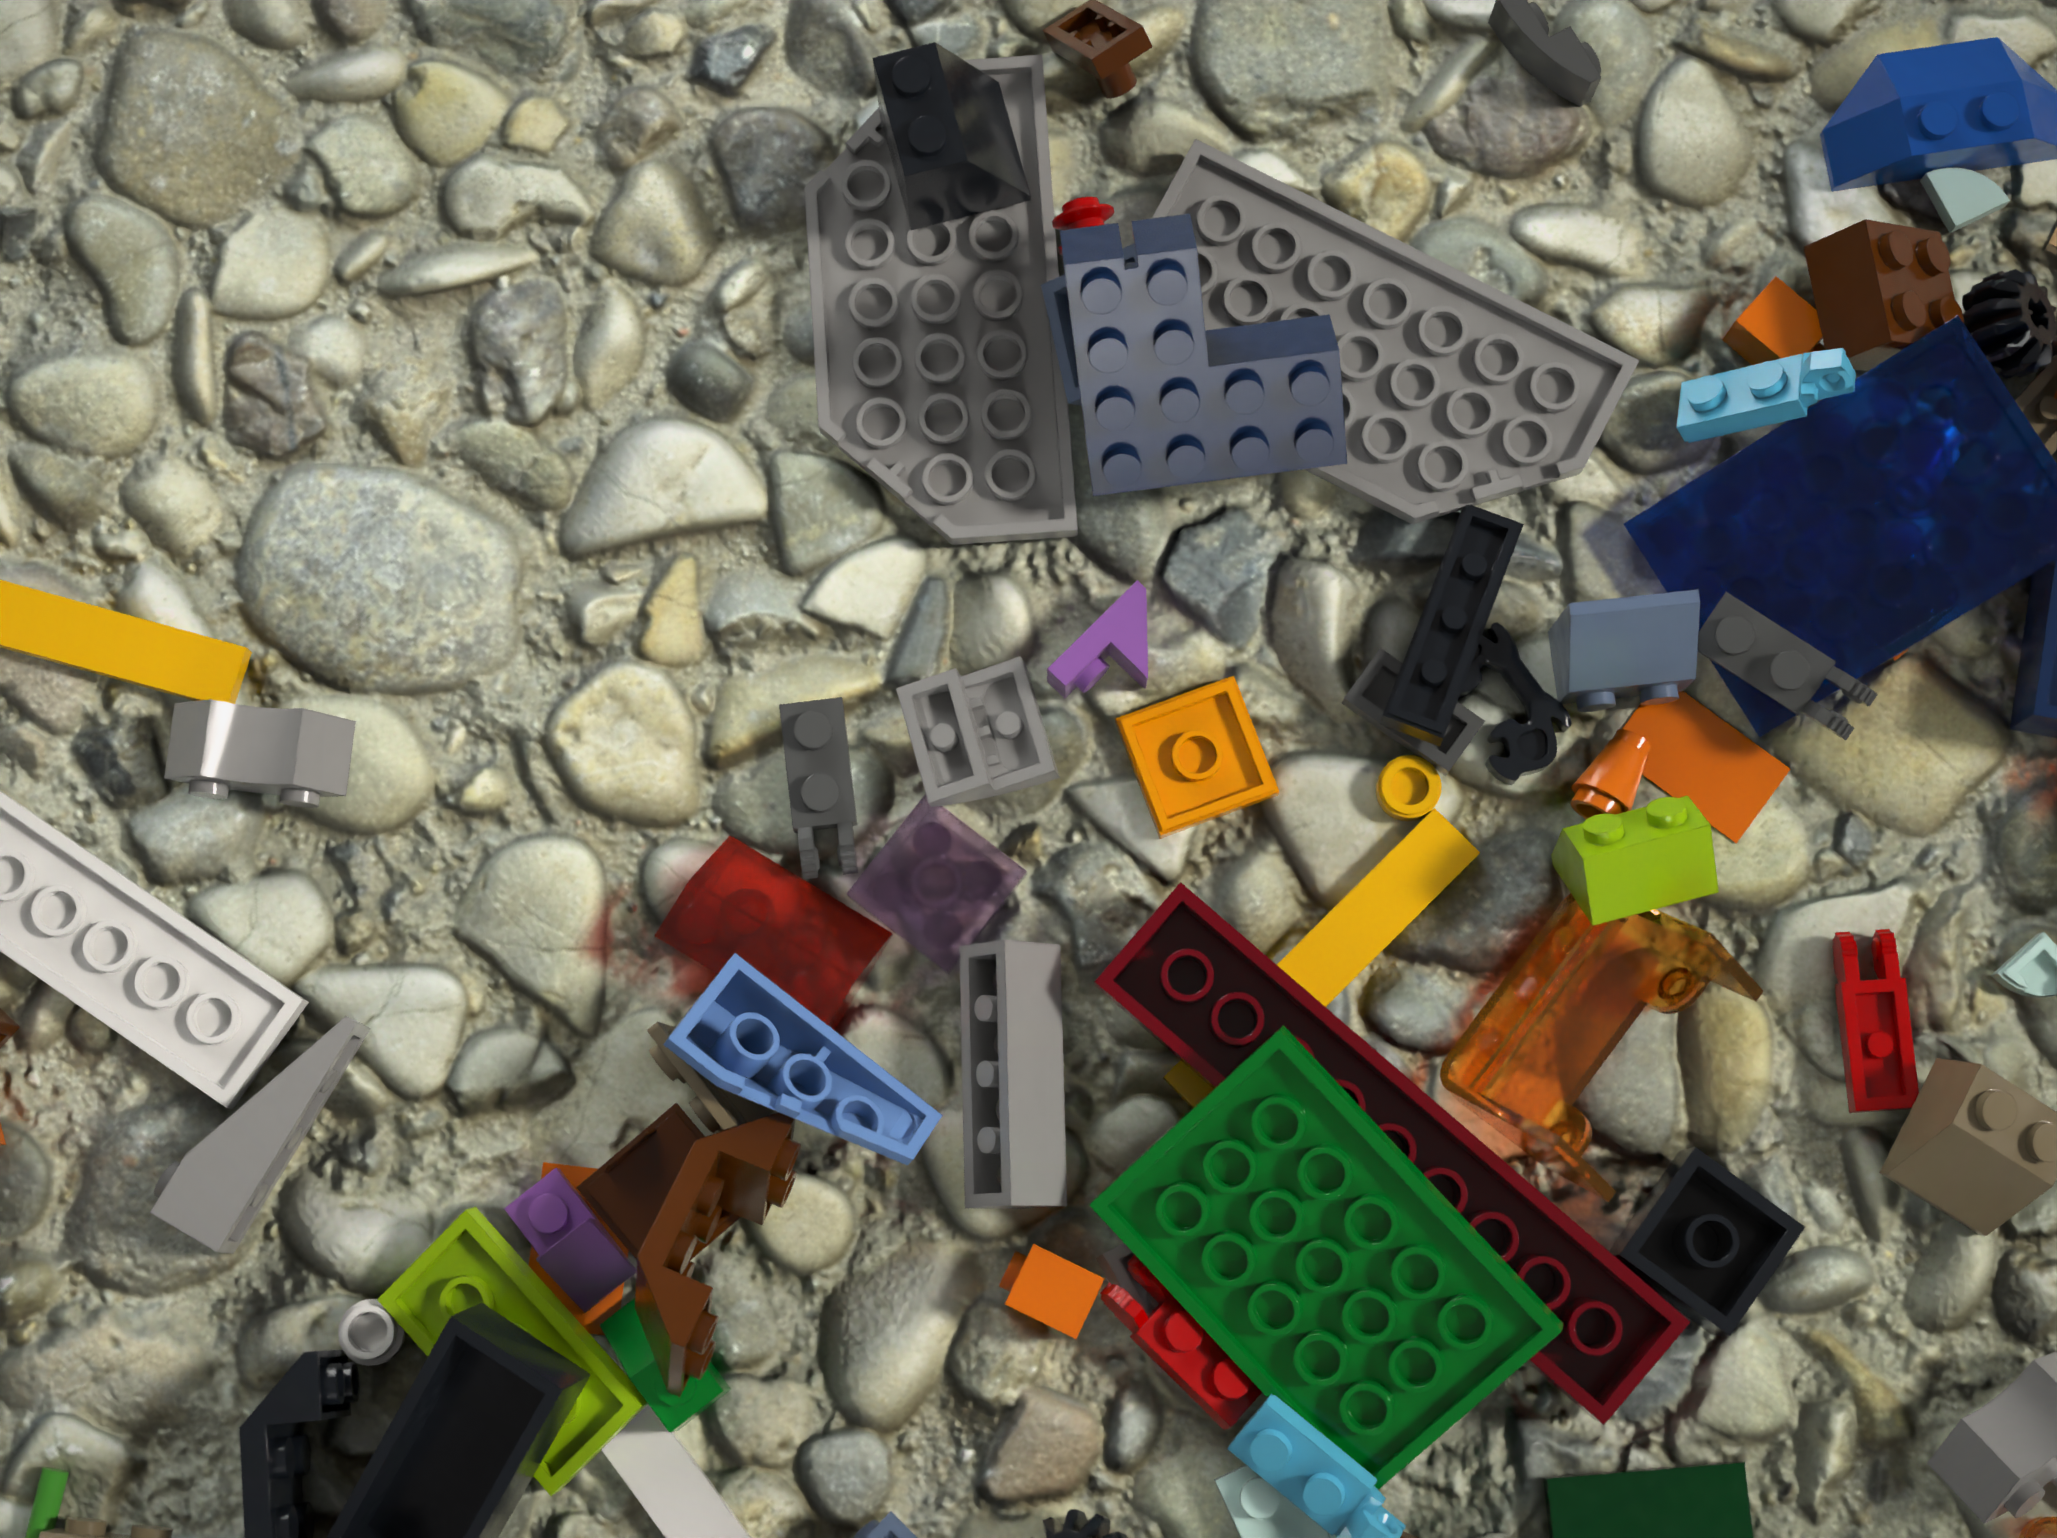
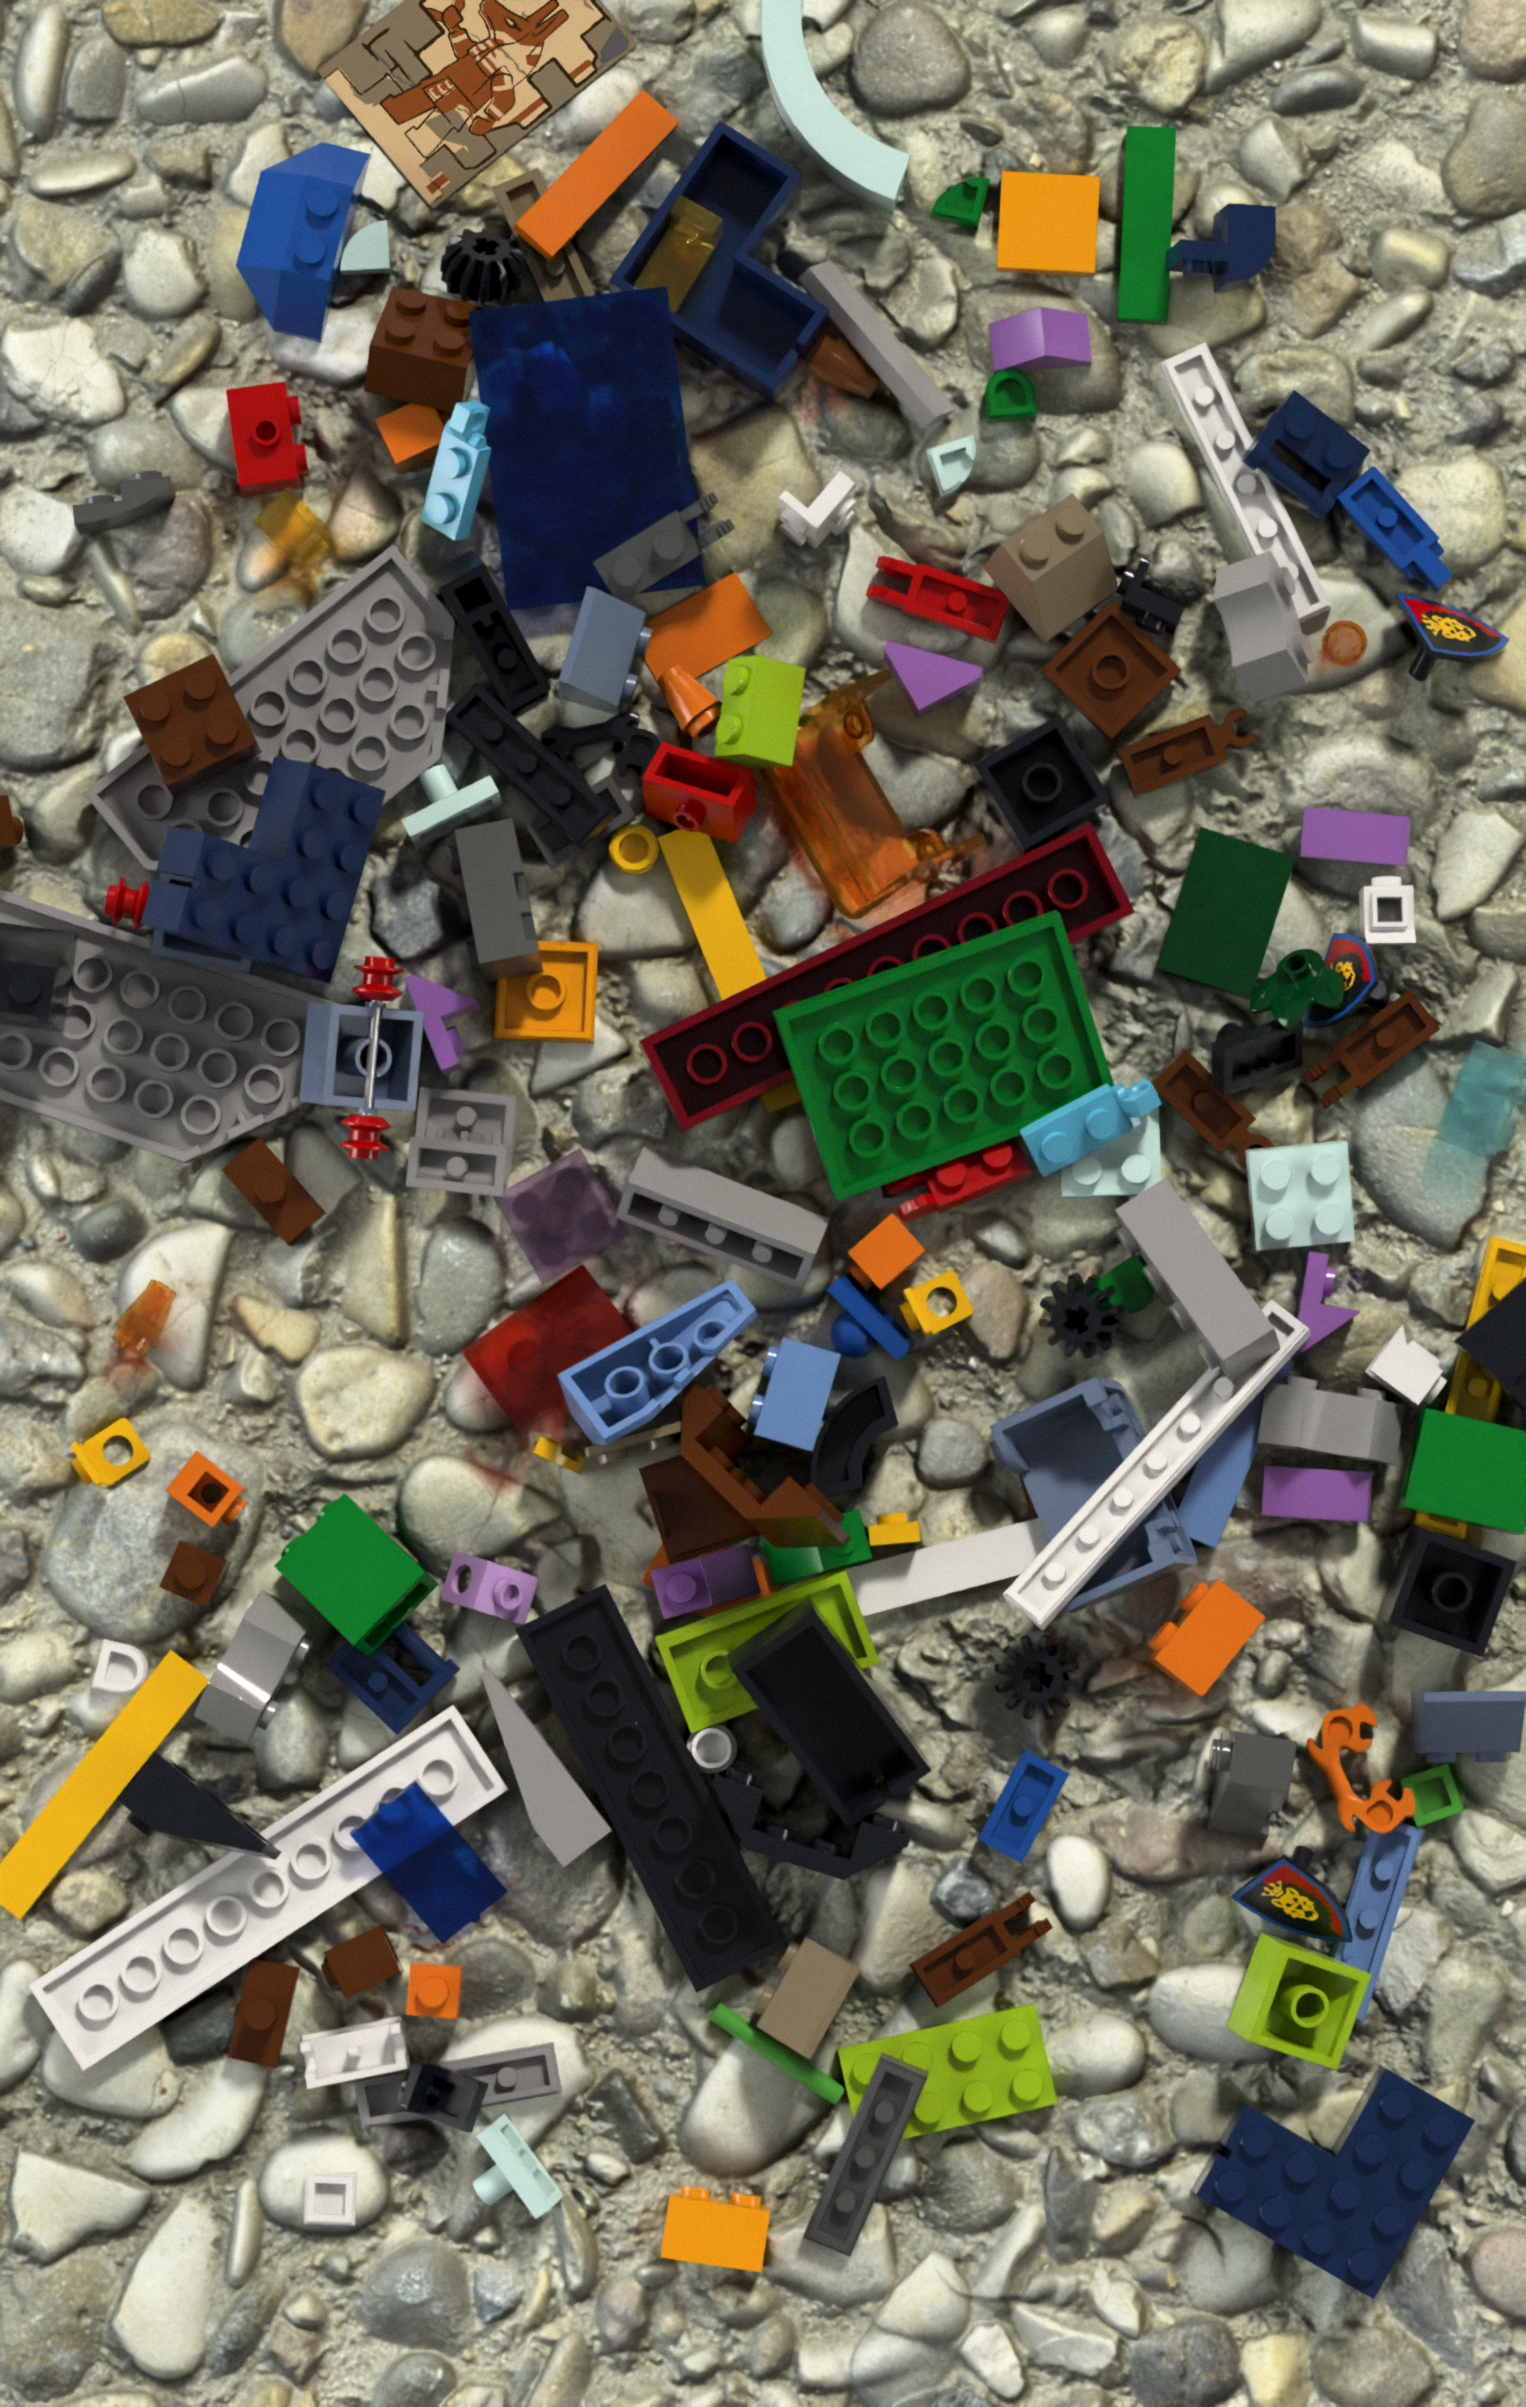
camera: 70 degrees left, 5 degrees up
(60, 733) = (180, 1808): none -> black slope
(104, 1049) = (428, 1861): none -> clear blue piece
(205, 601) = (120, 1668): none -> white tile
(291, 1279) = (651, 1788): none -> black plate
(303, 901) = (385, 1685): none -> dark blue plate
(342, 637) = (195, 1574): none -> reddish brown brick
(410, 820) = (355, 1574): none -> green brick
(427, 470) = (92, 1464): none -> yellow bracket
(443, 590) = (193, 1480): none -> orange brick
(460, 988) = (492, 1588): none -> lavender bracket
(619, 459) = (144, 1320): none -> clear orange cone
(651, 997) = (560, 1454): none -> yellow tile
(719, 1444) = (893, 1530): none -> yellow plate
(806, 1339) = (848, 1435): none -> black brick
(819, 779) = (447, 1269): dark grey hinge -> none
(829, 544) = (274, 1191): none -> reddish brown tile
(830, 1253) = (795, 1395): none -> medium blue brick
(958, 1302) = (864, 1323): none -> blue tile
(999, 1360) = (916, 1312): none -> yellow bracket
(1023, 572) = (363, 1057): none -> sand blue brick
(1275, 650) = (495, 901): none -> dark grey wedge
(1326, 217) = (192, 724): none -> reddish brown brick
(1363, 553) = (448, 806): none -> light aqua tile
(1510, 832) = (699, 792): none -> red brick
(1589, 514) = (490, 630): none -> black slope
(1603, 245) = (294, 531): none -> clear yellow brick
(1693, 170) = (265, 438): none -> red brick
(1772, 1050) = (929, 678): none -> medium lavender slope
(1824, 1398) = (1180, 752): none -> reddish brown plate
(1882, 1268) = (1110, 671): none -> reddish brown plate
(1908, 838) = (826, 514): none -> white bracket
(1981, 1285) = (1151, 610): none -> black bracket

